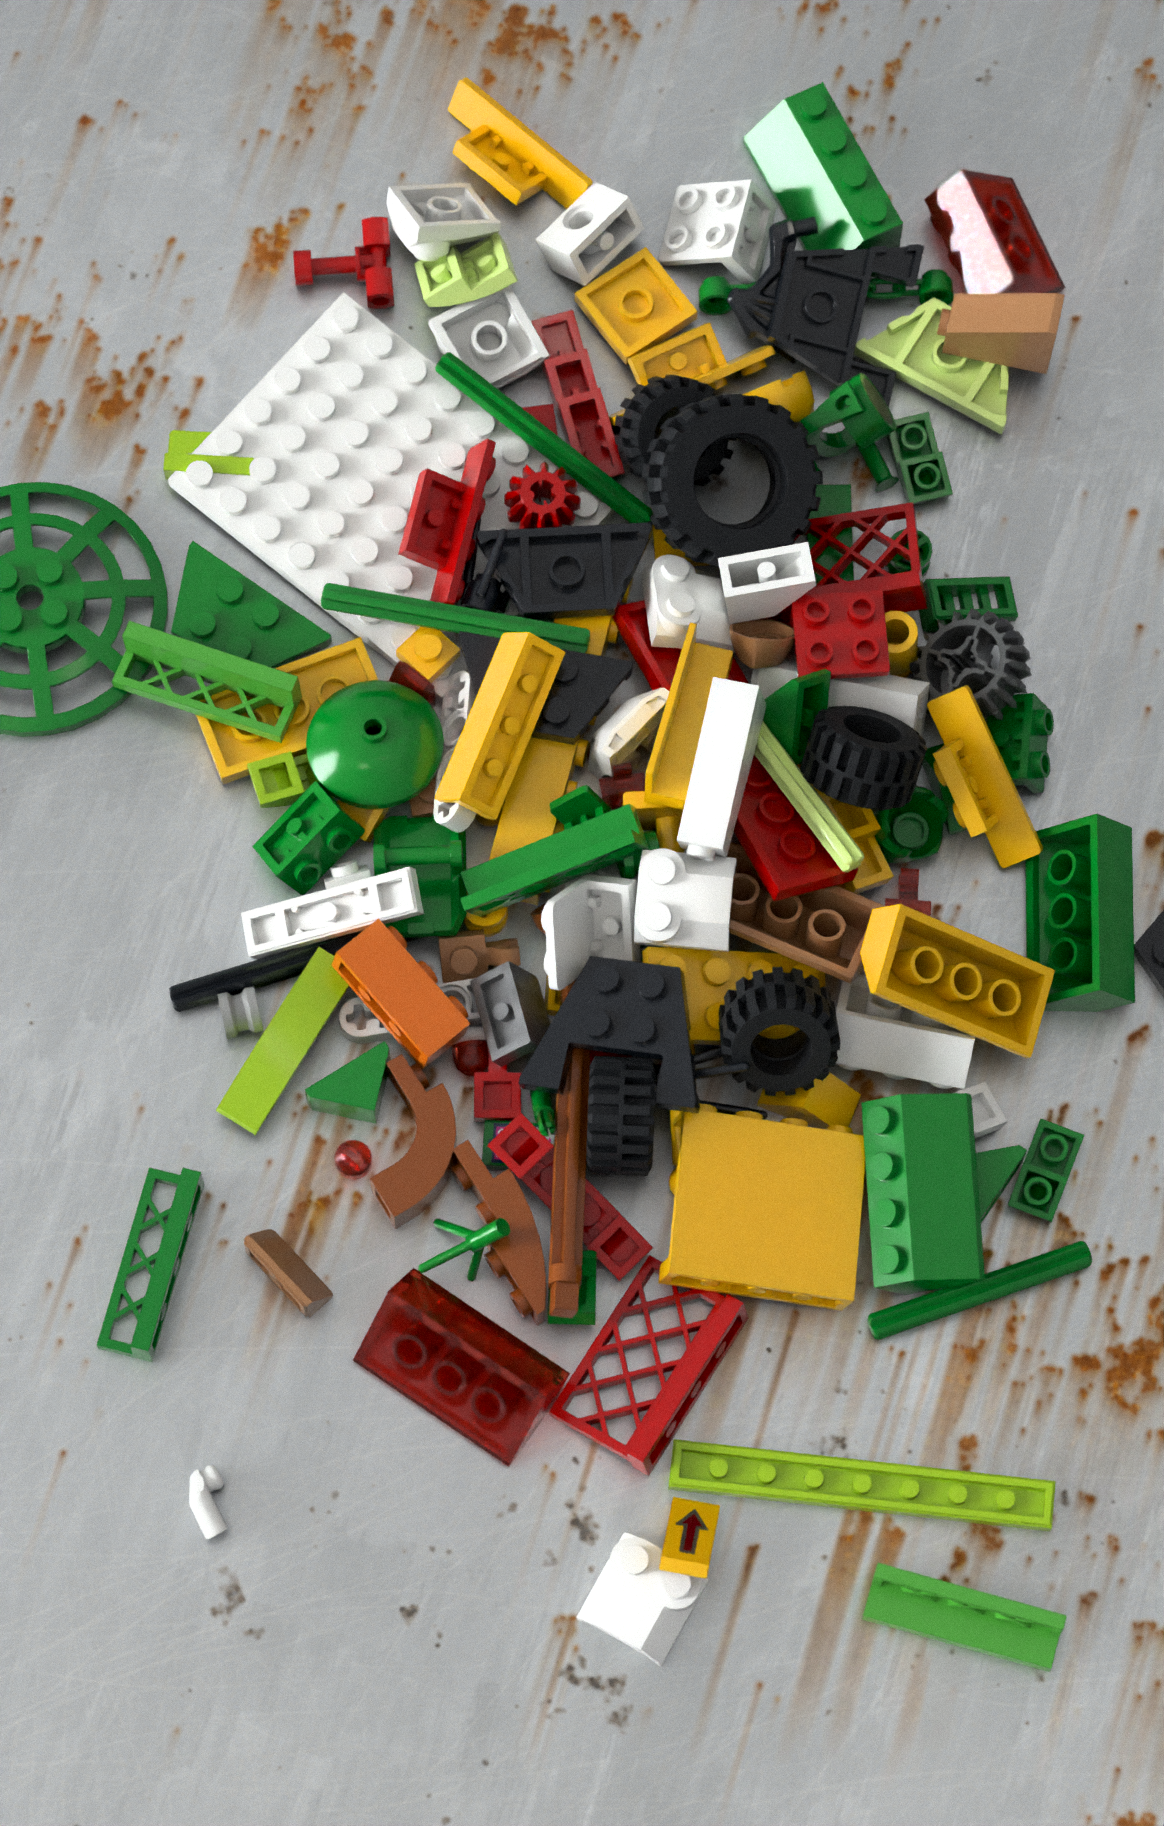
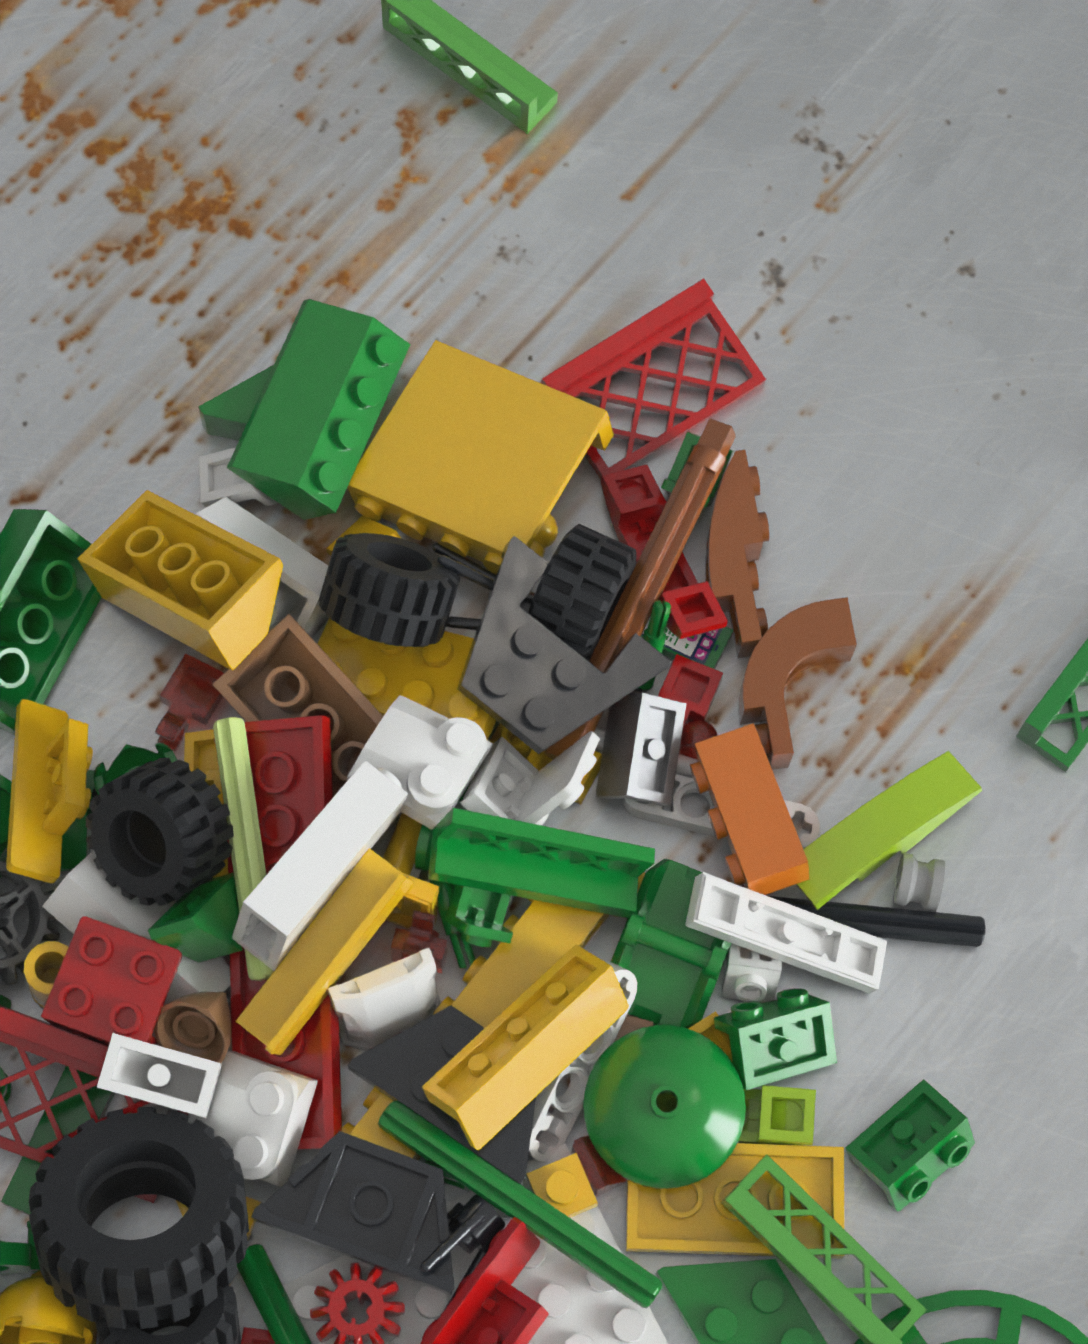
camera: 160 degrees left, 0 degrees up
(169, 805) = (913, 1145): none -> green bracket
(287, 1271) = (967, 607): medium nougat slope -> none
(346, 1166) = (849, 697): clear red hinge -> none
(354, 1088) = (832, 754): green slope -> none
(460, 1366) = (832, 448): clear red slope -> none
(469, 955) = (666, 836): medium nougat plate -> none
(474, 1241) = (777, 541): green plant -> none
(640, 1601) = (749, 189): white slope -> none
(689, 1537) = (687, 205): yellow tile -> none
(862, 1485) = (504, 204): lime tile -> none
(965, 1296) = (279, 319): green axle -> none
(1045, 1170) = (175, 411): green slope -> none

